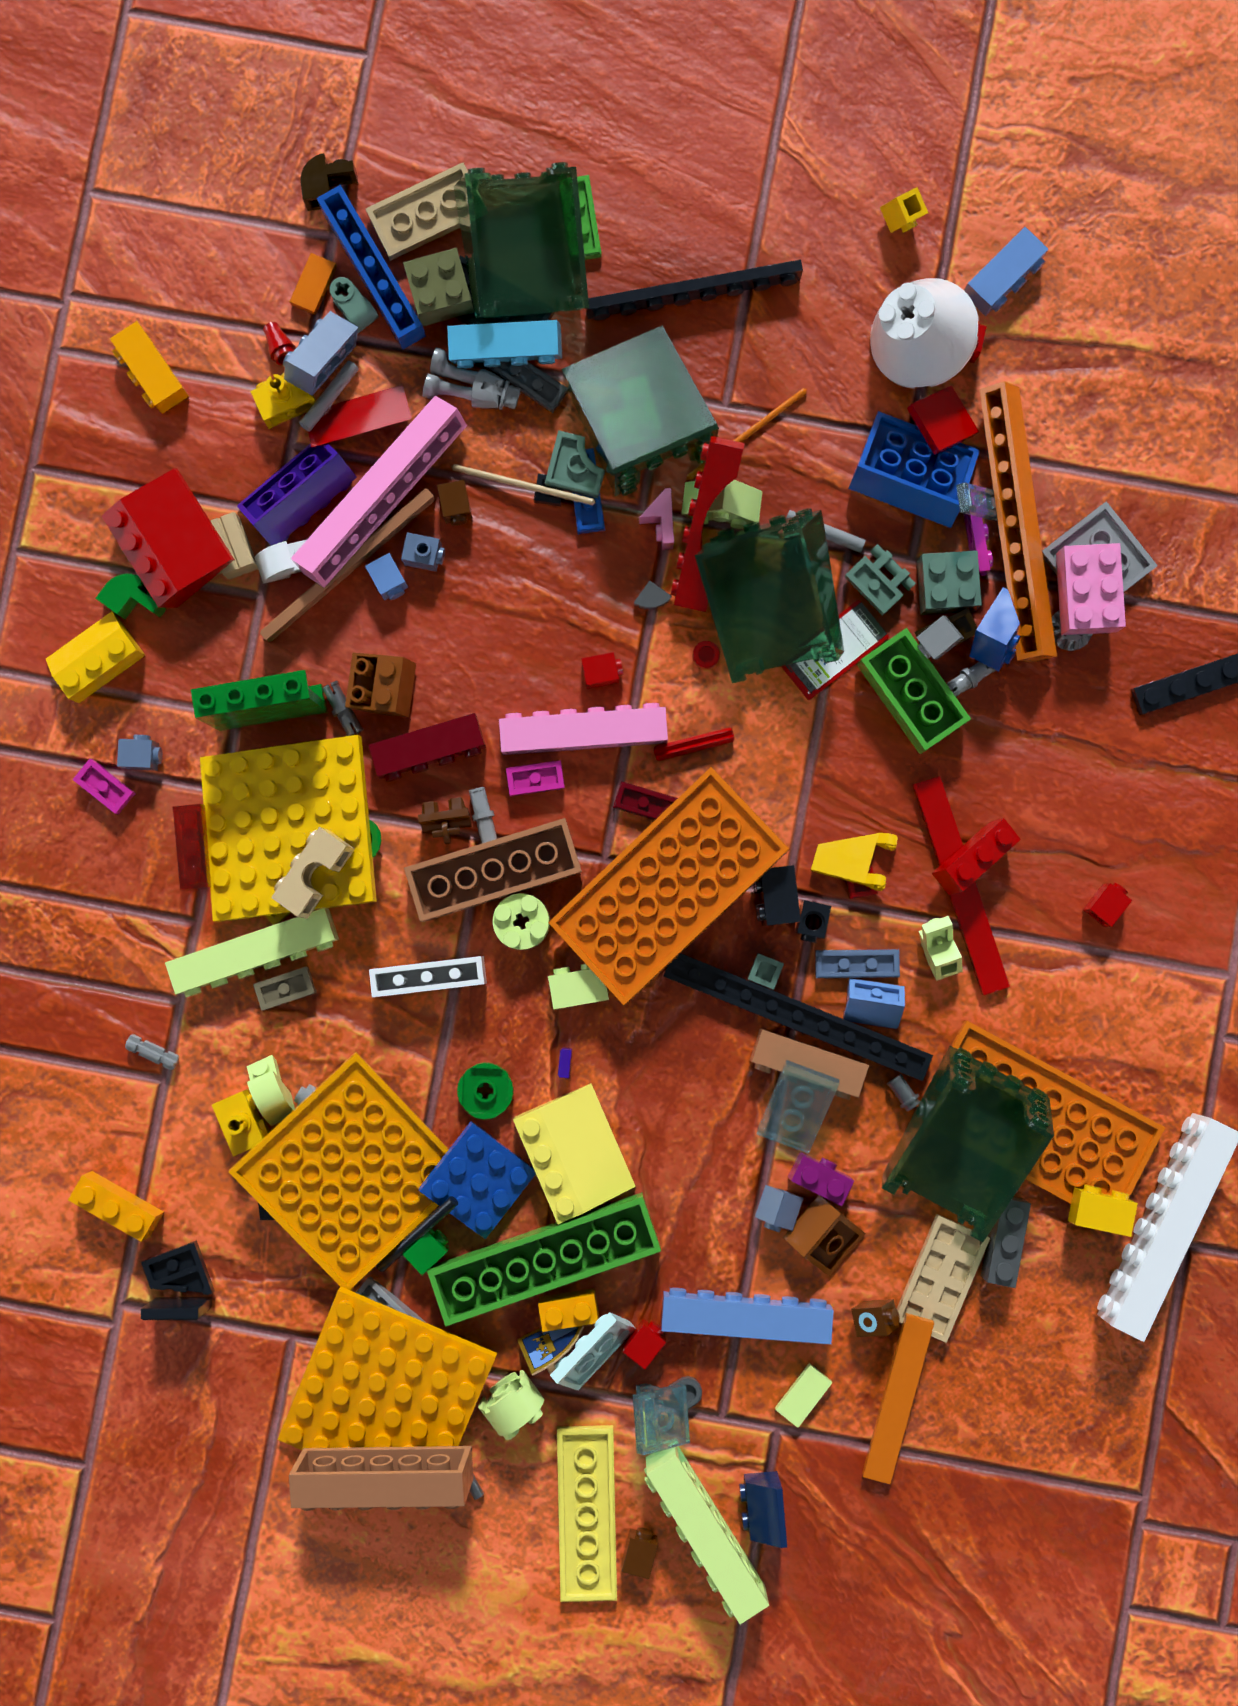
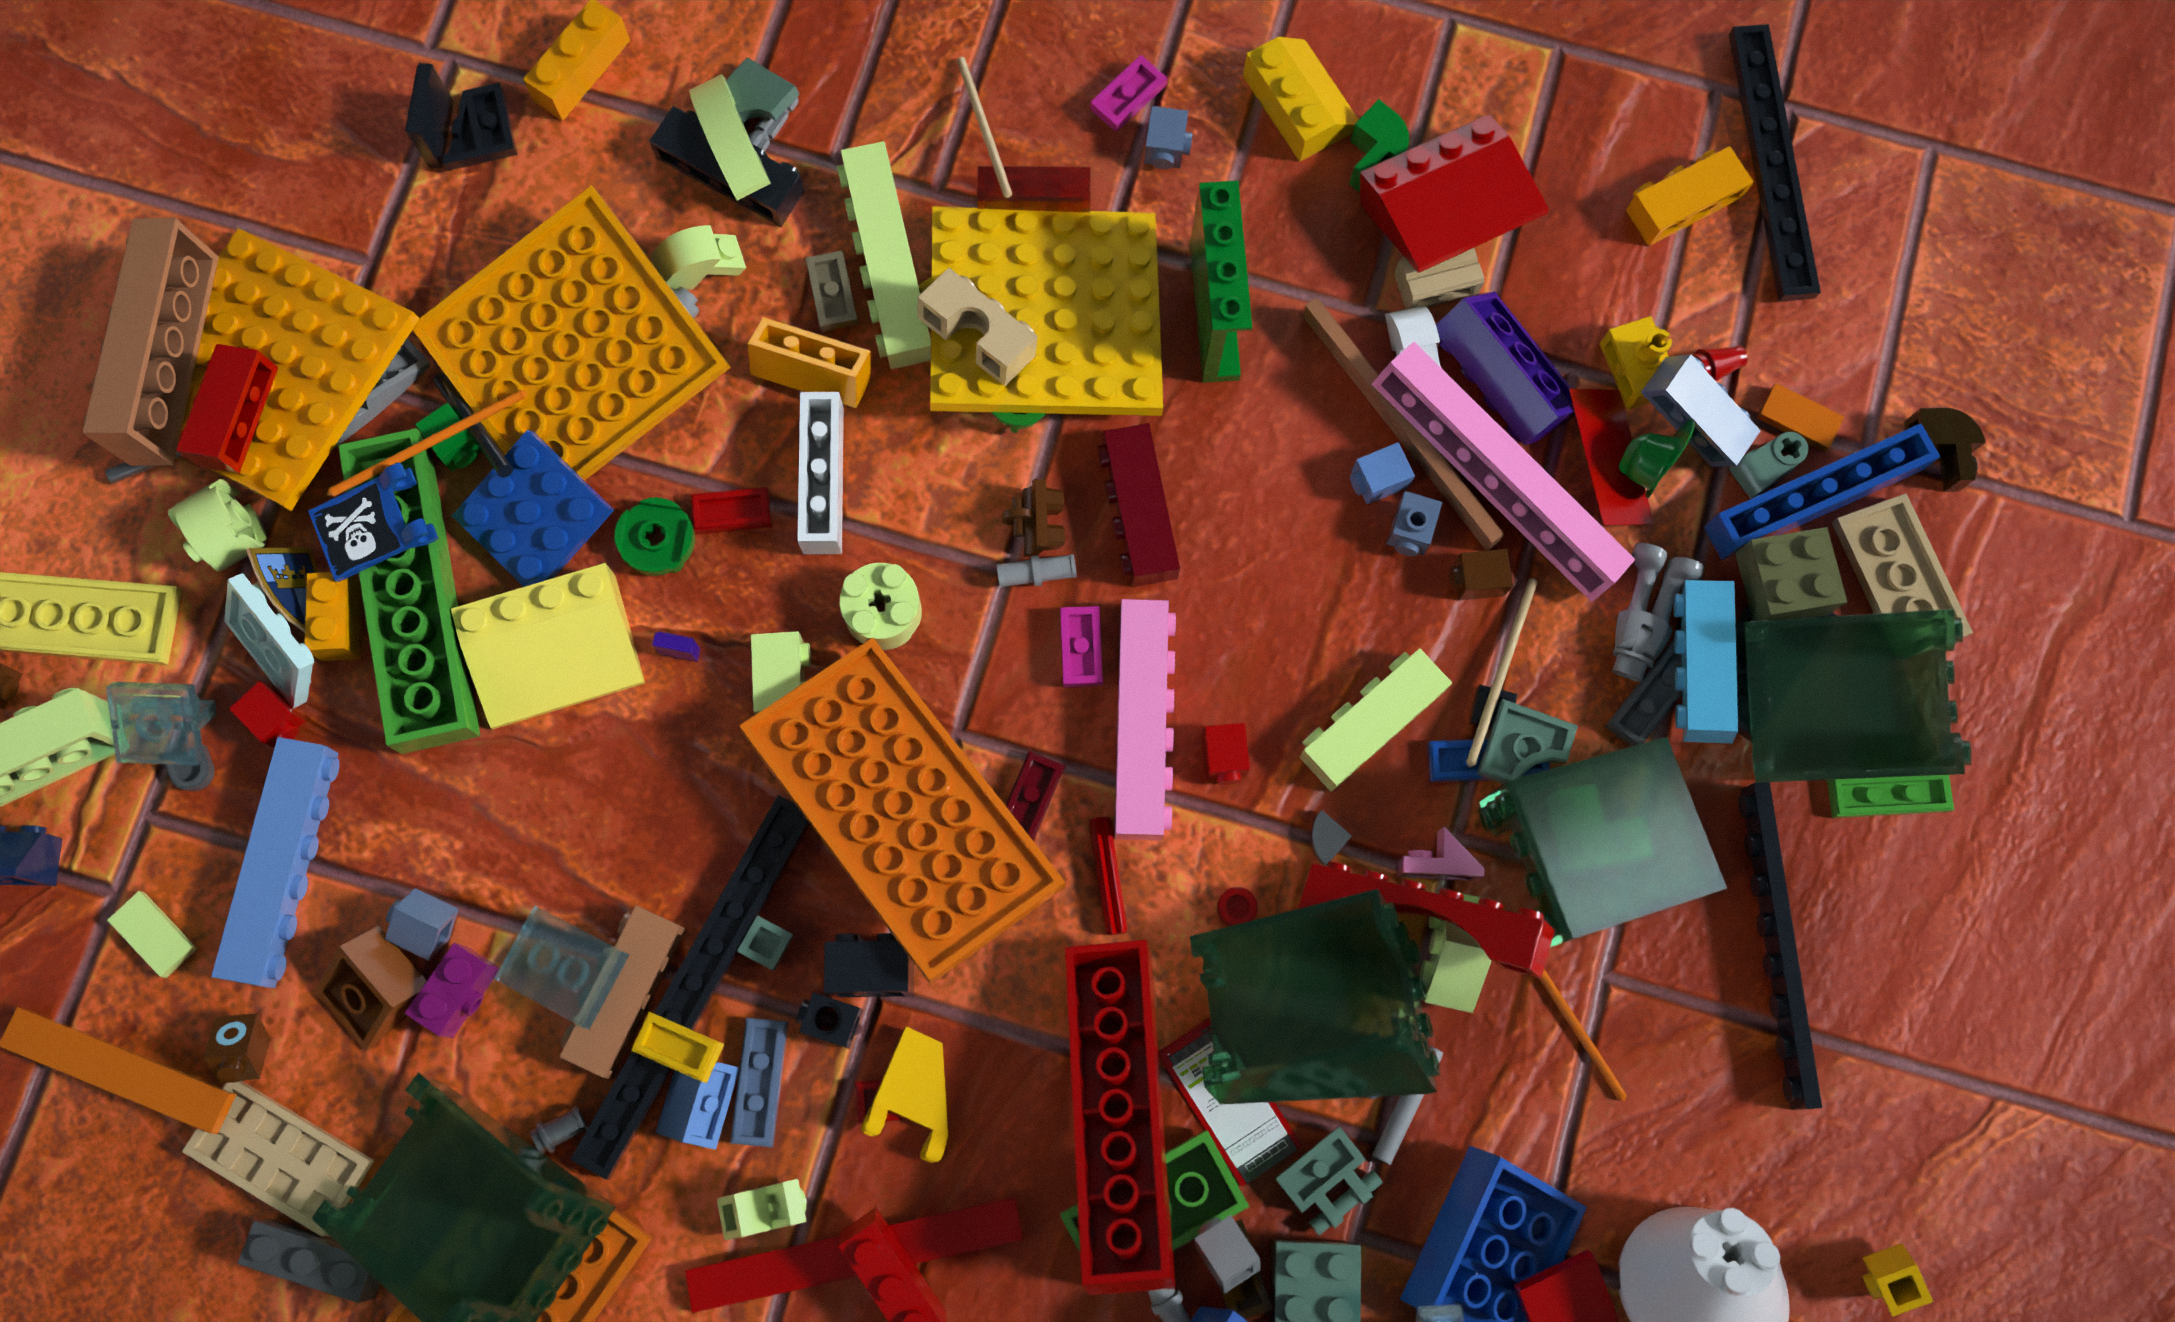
camera: 90 degrees right, 10 degrees down
(114, 307) = (1774, 163): none -> black plate
(133, 1071) = (760, 91): none -> sand green tile
(146, 889) = (984, 127): none -> tan axle
(172, 1080) = (728, 137): none -> yellowish green slope
(192, 1079) = (684, 147): none -> black brick
(240, 1122) = (659, 214): yellow brick -> none
(328, 396) = (1631, 412): light grey piece -> none
(344, 996) = (808, 361): none -> light orange brick
(345, 715) = (1203, 399): flat silver pin -> none
(357, 382) = (1652, 455): none -> green piece
(380, 684) = (1231, 450): dark orange slope -> none
(427, 1411) = (227, 408): none -> red brick
(441, 1265) = (427, 443): none -> orange axle
(459, 1039) = (731, 510): none -> red tile
(493, 870) = (957, 575): nougat brick -> none
(504, 1294) = (368, 525): none -> flag
(567, 570) = (1375, 719): none -> yellowish green brick
(843, 1018) = (677, 1047): none -> yellow tile
(859, 717) = (1118, 1120): none -> red brick

